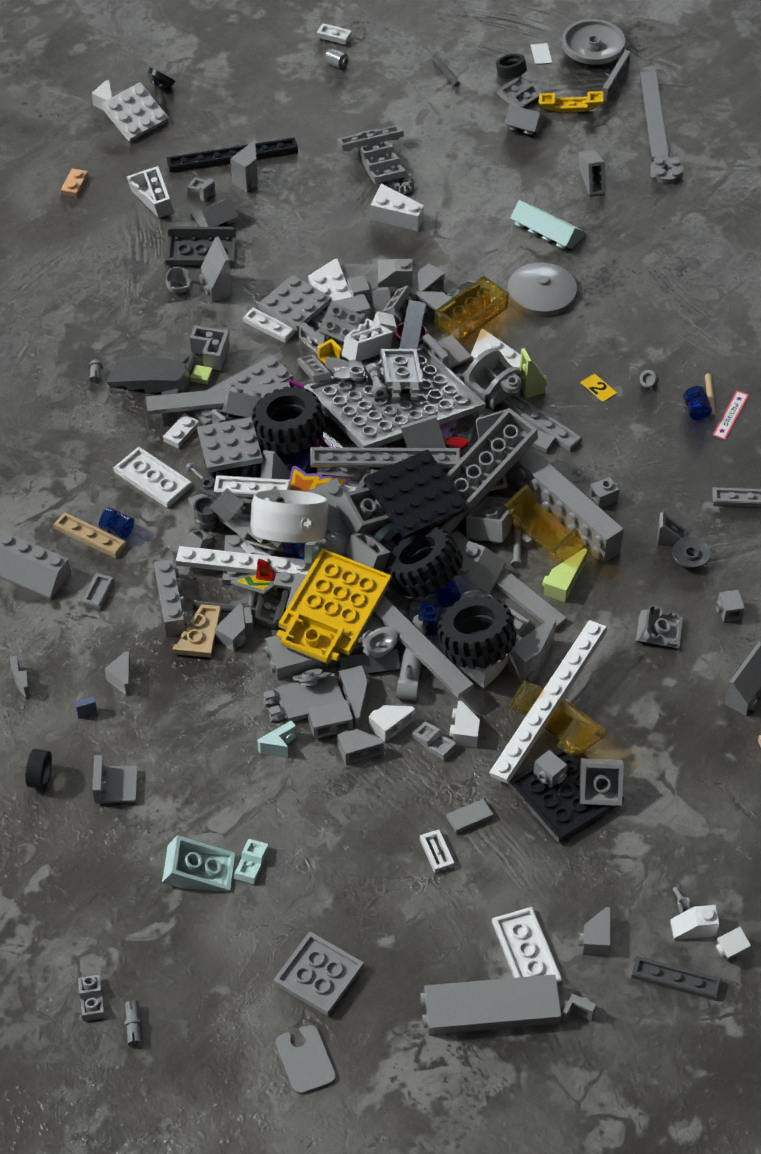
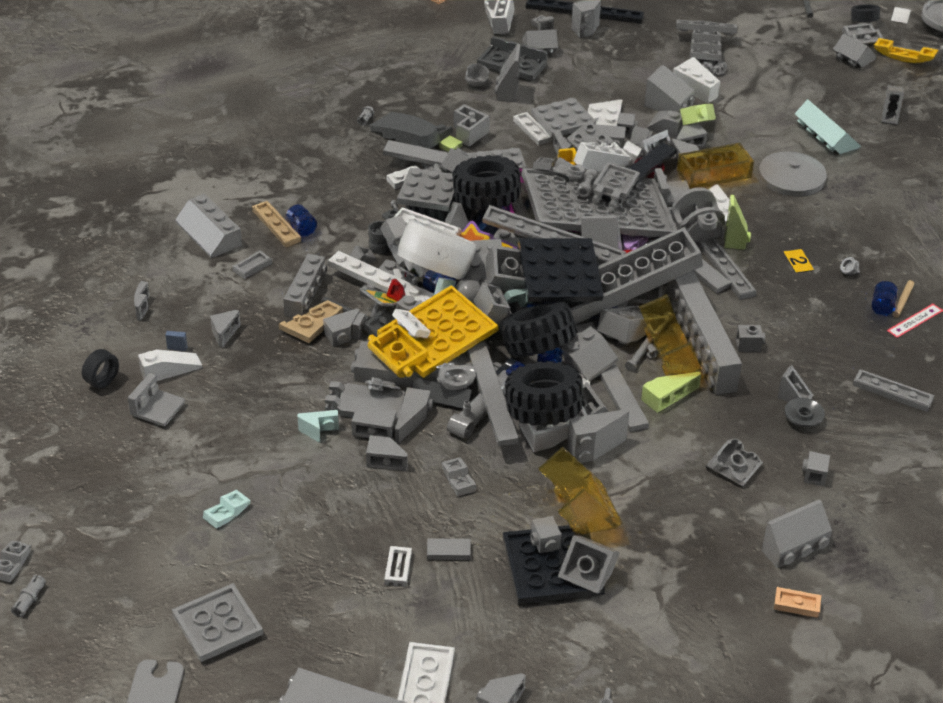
camera: 25 degrees right, 10 degrees down
(94, 736) = (168, 363): none -> white slope
(153, 477) = (358, 200): white tile -> none
(198, 865) = (176, 493): light aqua slope -> none
(316, 607) = (411, 323): none -> white plate
(380, 236) = (667, 91): none -> light grey slope
(390, 720) = (429, 444): white slope -> none
(424, 254) = (697, 114): none -> yellowish green slope
(466, 726) = (492, 474): white slope -> none
(548, 702) = (580, 478): white plate -> none

